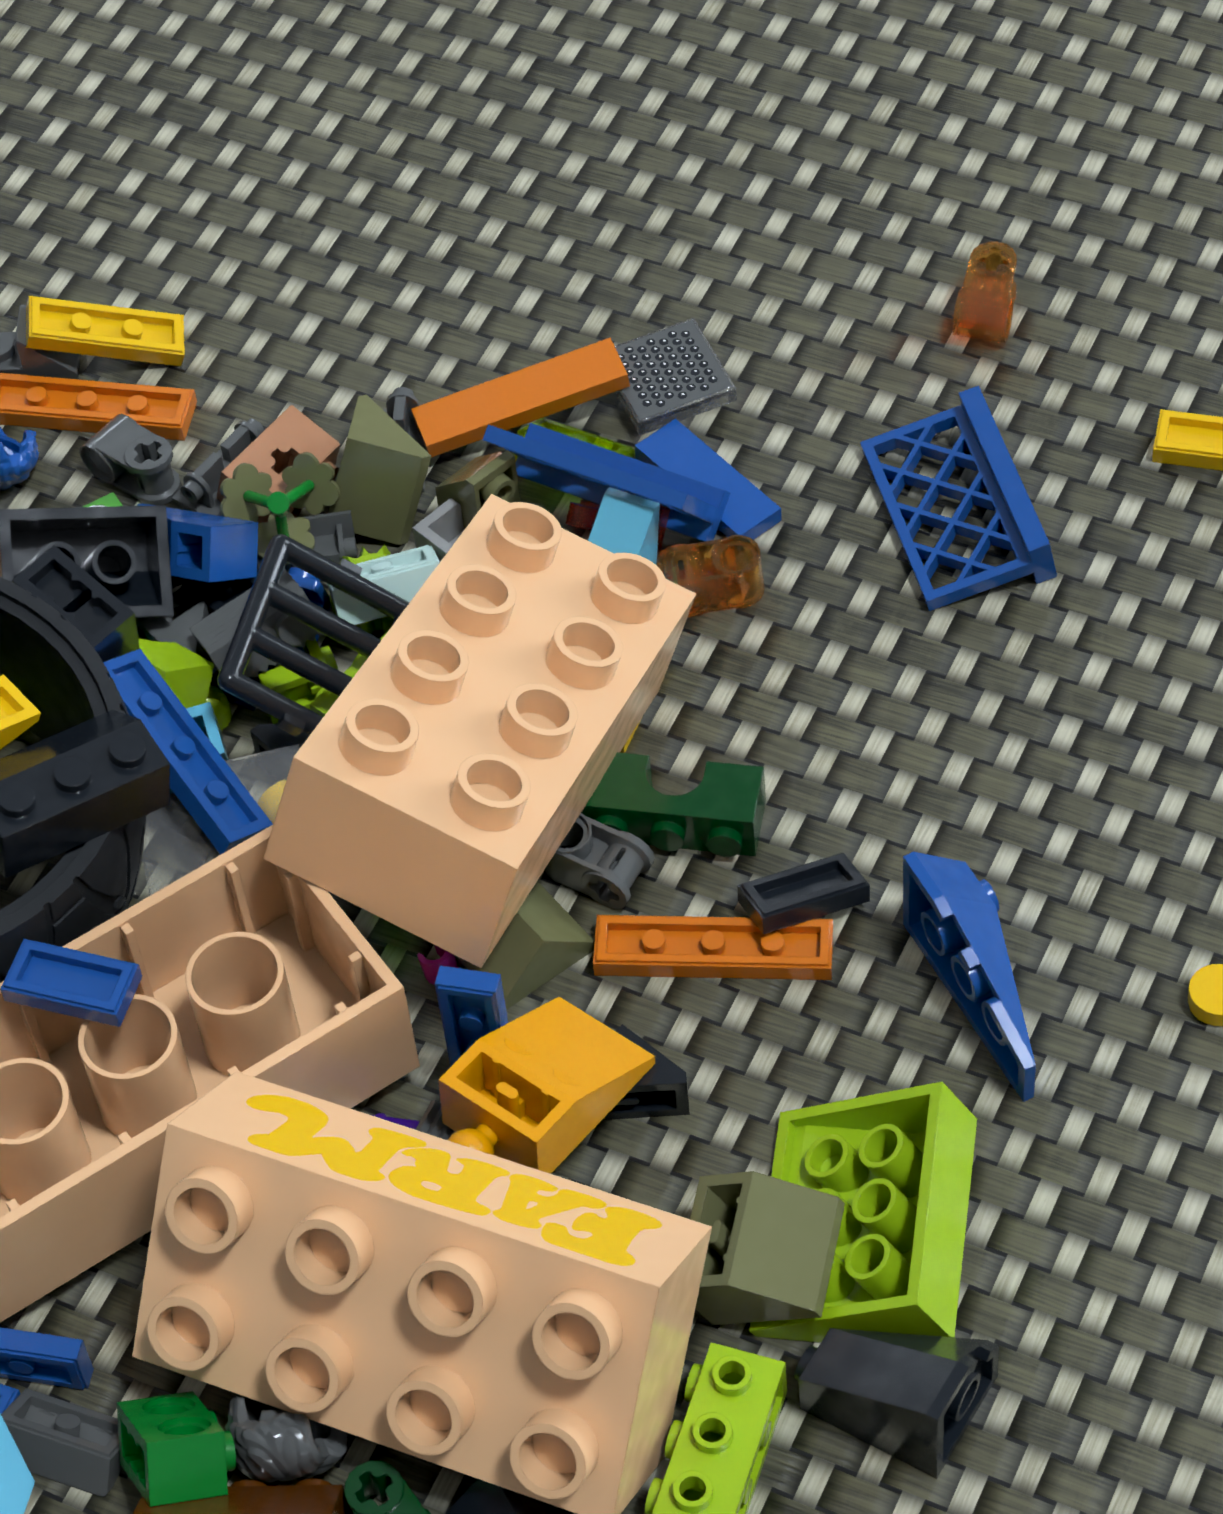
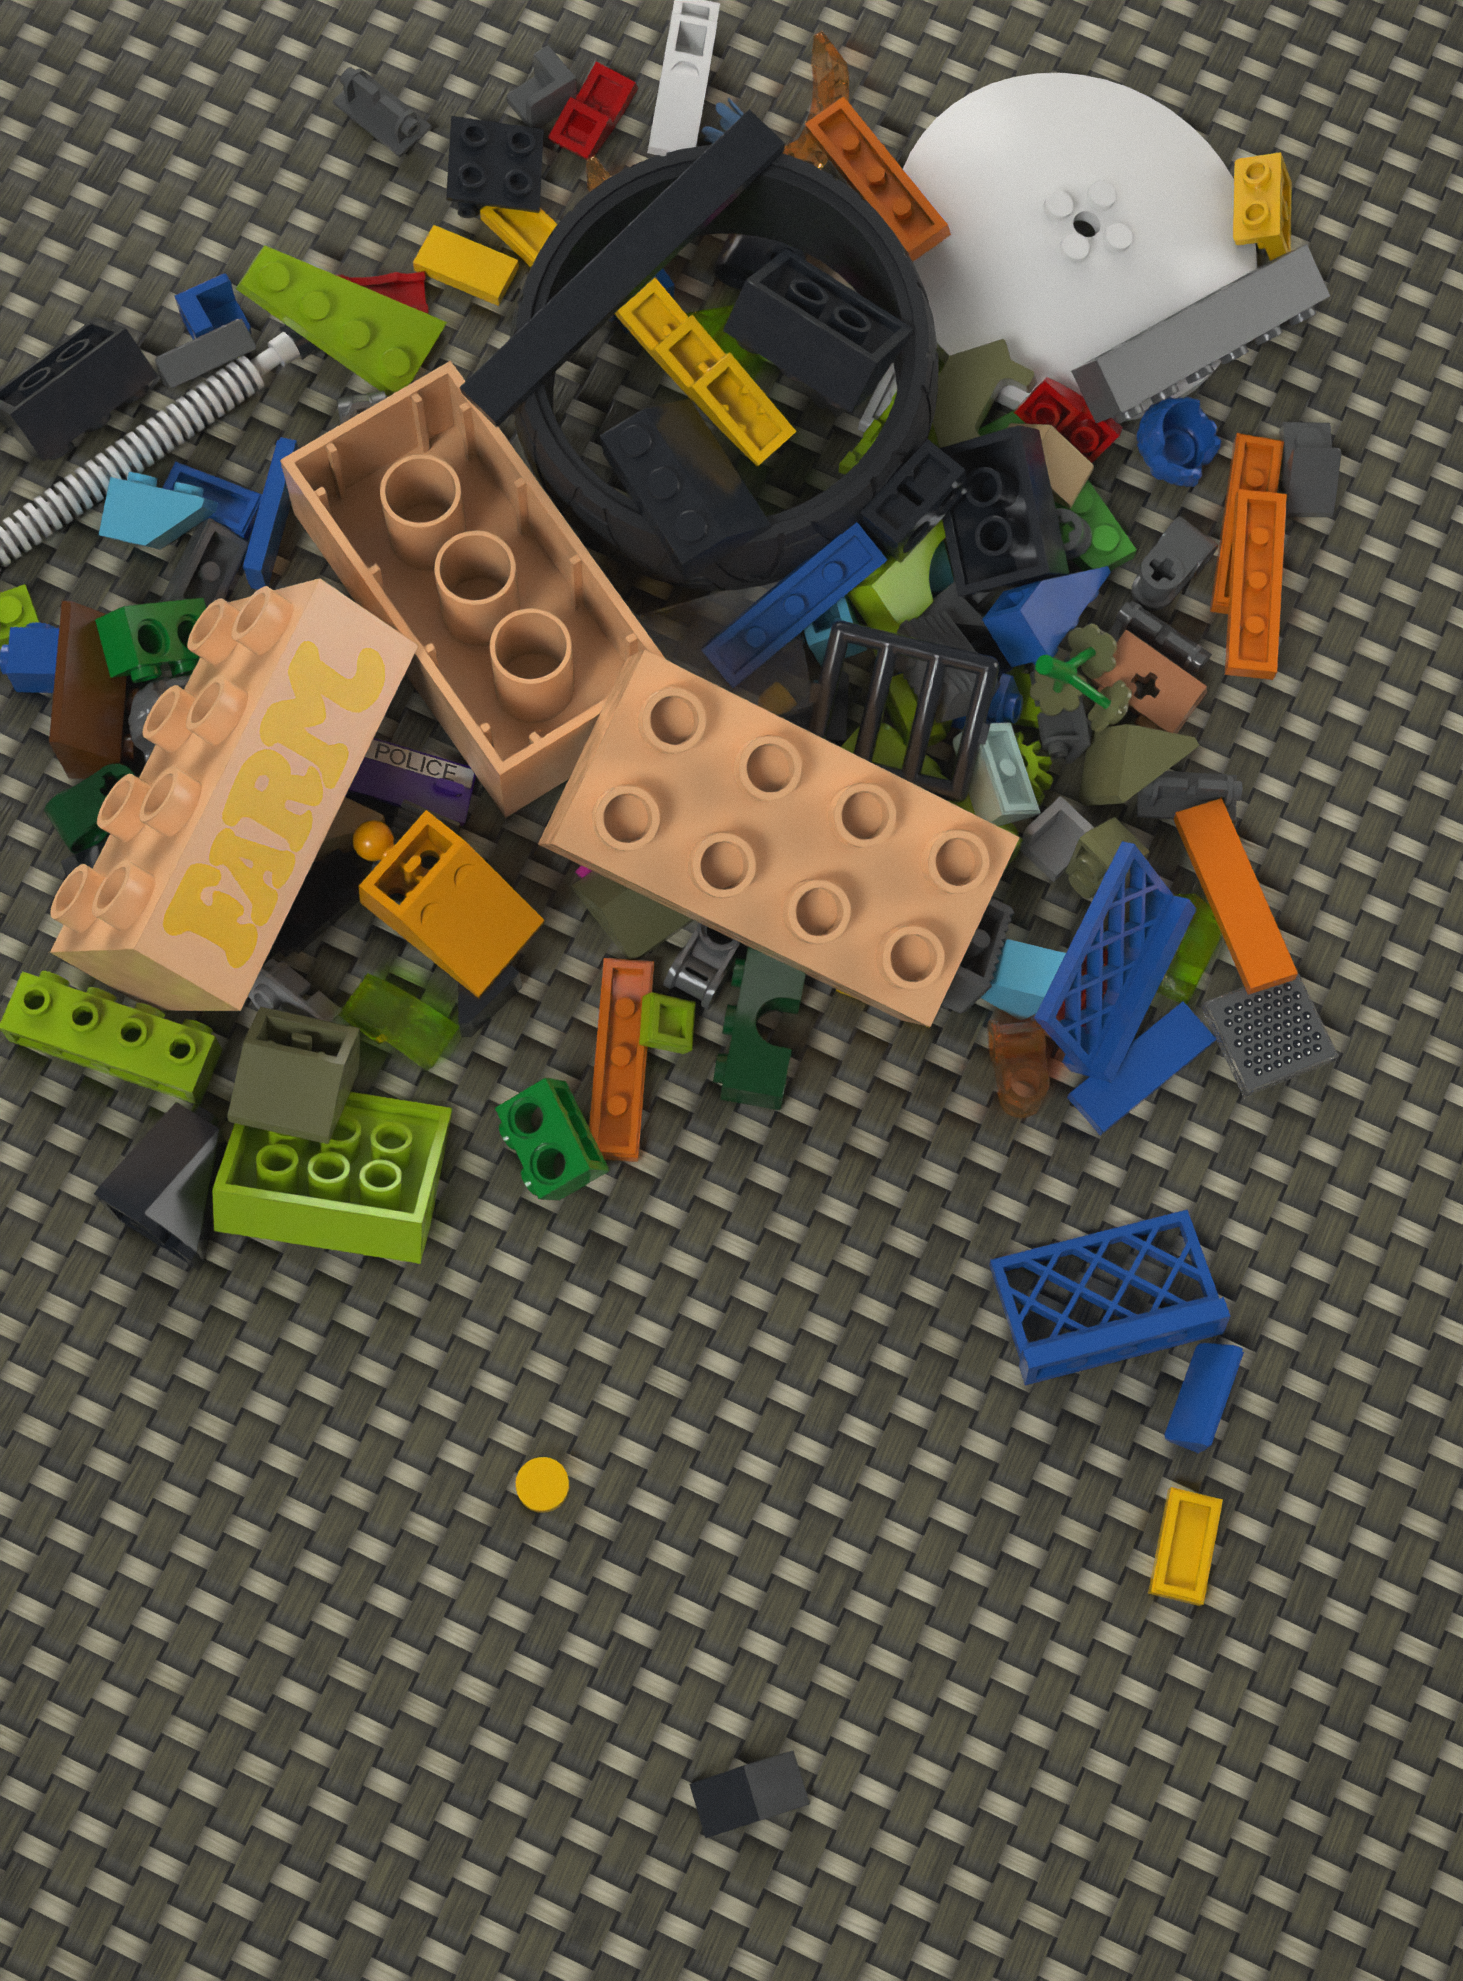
camera: 80 degrees right, 20 degrees up
(71, 982) = (516, 518): blue tile -> none
(104, 331) = (1321, 528): yellow tile -> none
(167, 381) = (1255, 584): none -> orange plate
(469, 1007) = (504, 841): blue tile -> none
(671, 896) = (667, 1023): none -> lime tile
(676, 1159) = (400, 1019): none -> clear neon green slope
(803, 893) = (663, 1133): black tile -> none
(814, 981) = (561, 1131): none -> green brick
(962, 938) = (608, 1262): blue wedge -> none
(987, 294) = (1360, 1340): clear orange piece -> none
(1057, 421) = (1203, 1396): none -> blue slope

